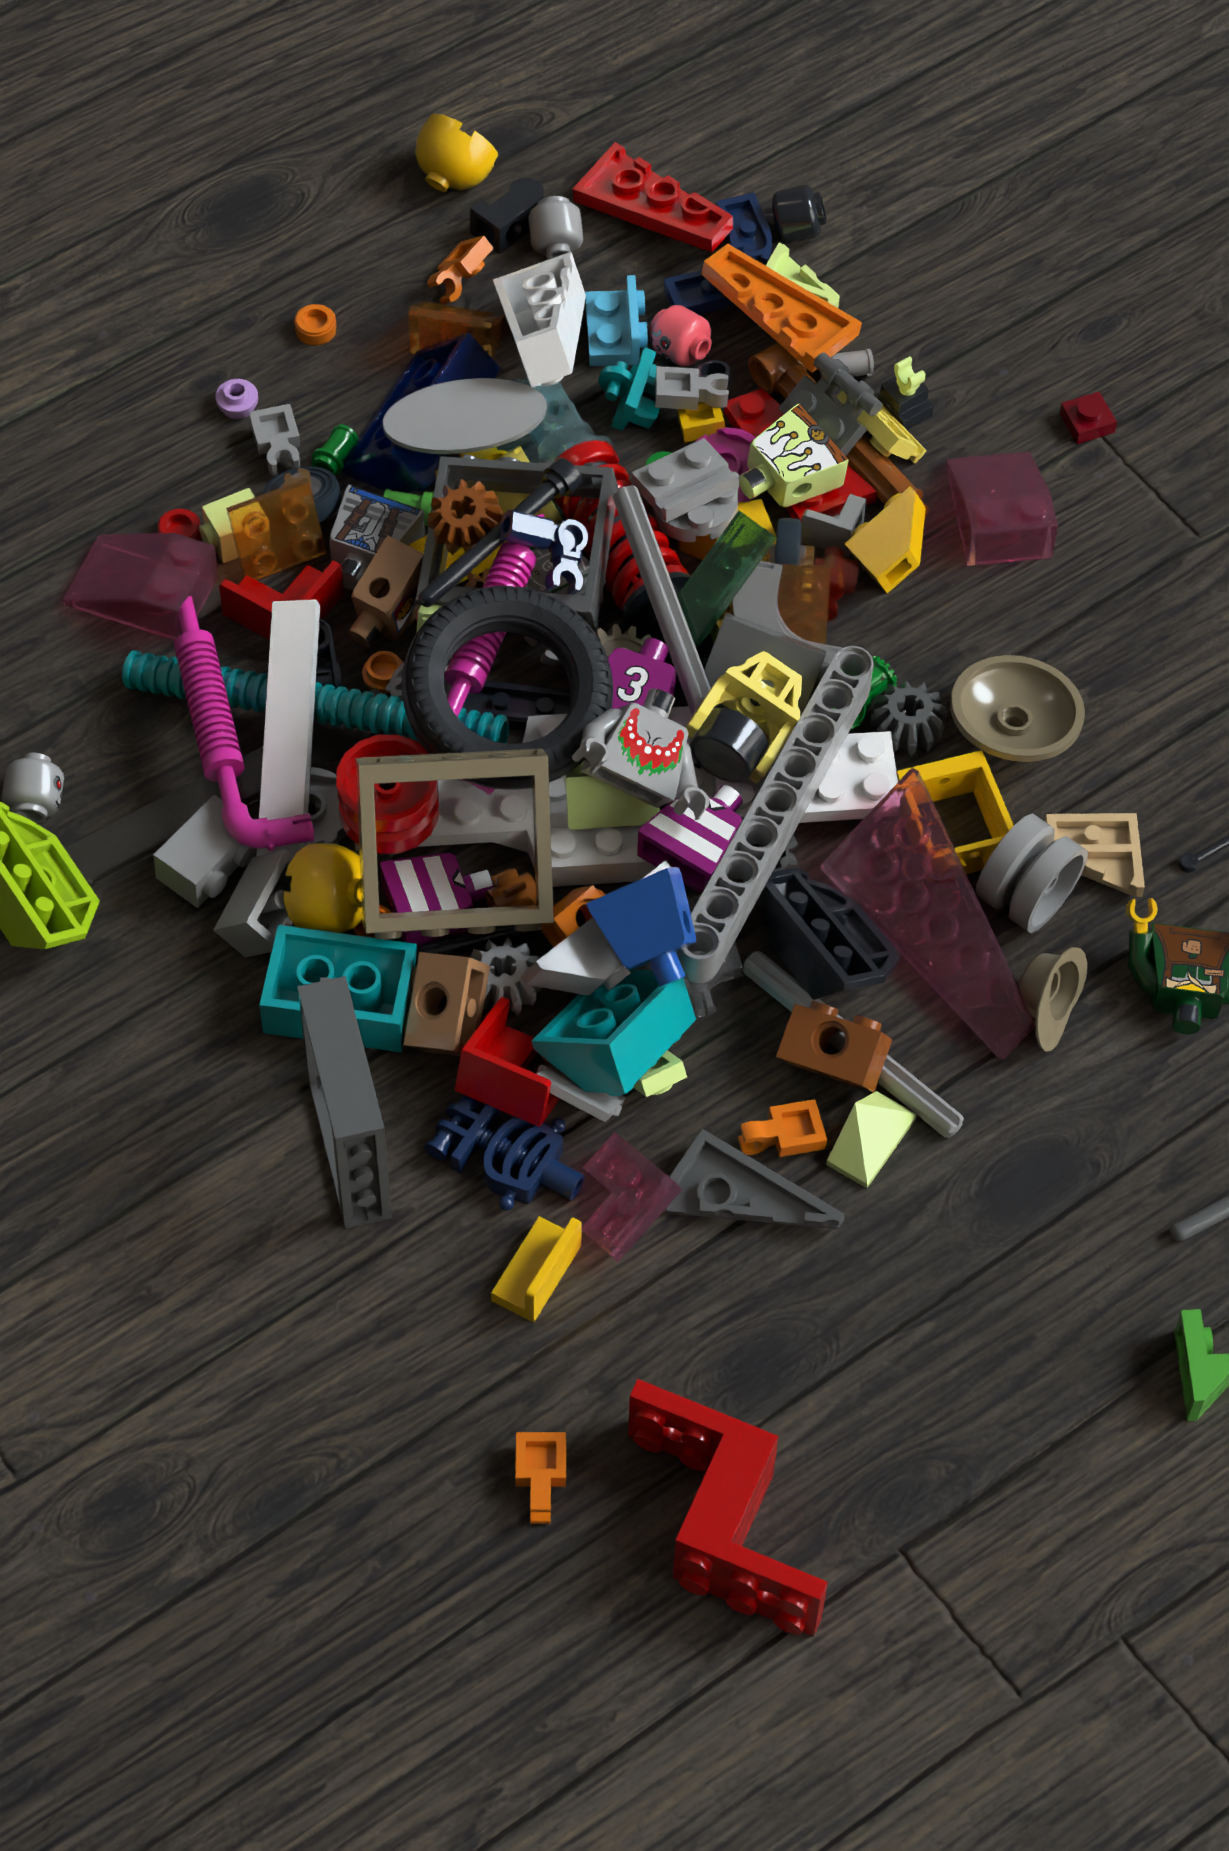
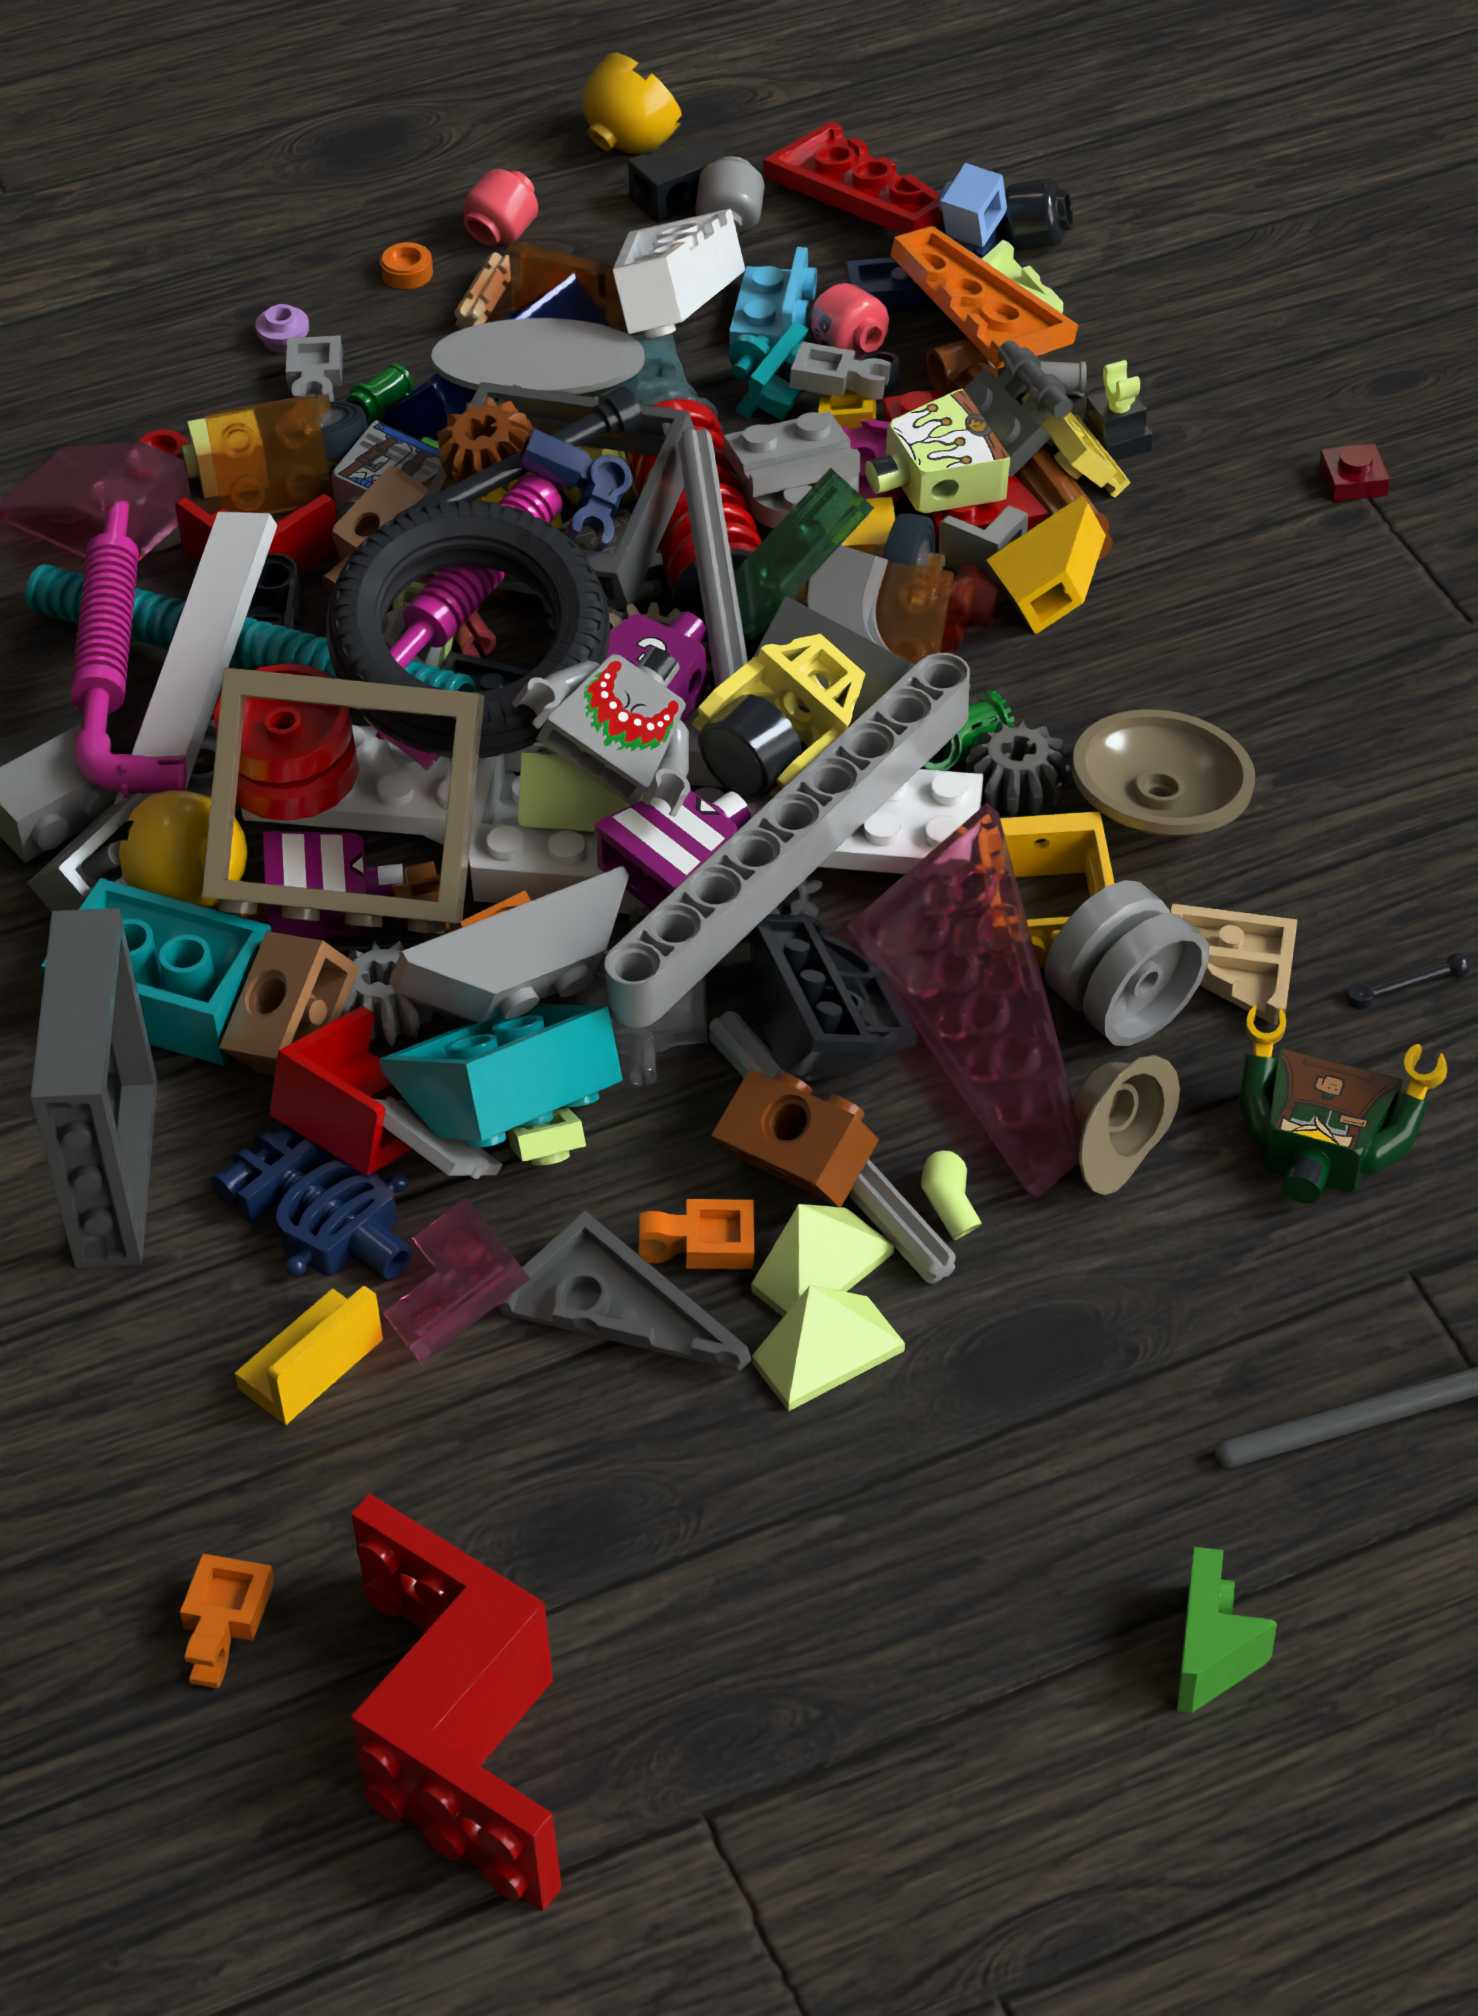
camera: 15 degrees right, 10 degrees down
(377, 263) = (500, 207): none -> coral head
(386, 342) = (484, 291): none -> tan axle
(463, 261) = (608, 220): orange plate -> none
(648, 923) = (563, 921): blue torso -> none
(754, 220) = (973, 204): none -> light blue plate
(890, 1200) = (823, 1344): none -> yellowish green slope
(943, 1065) = (945, 1187): none -> yellowish green arm
(1002, 508) = (1211, 558): clear pink slope -> none

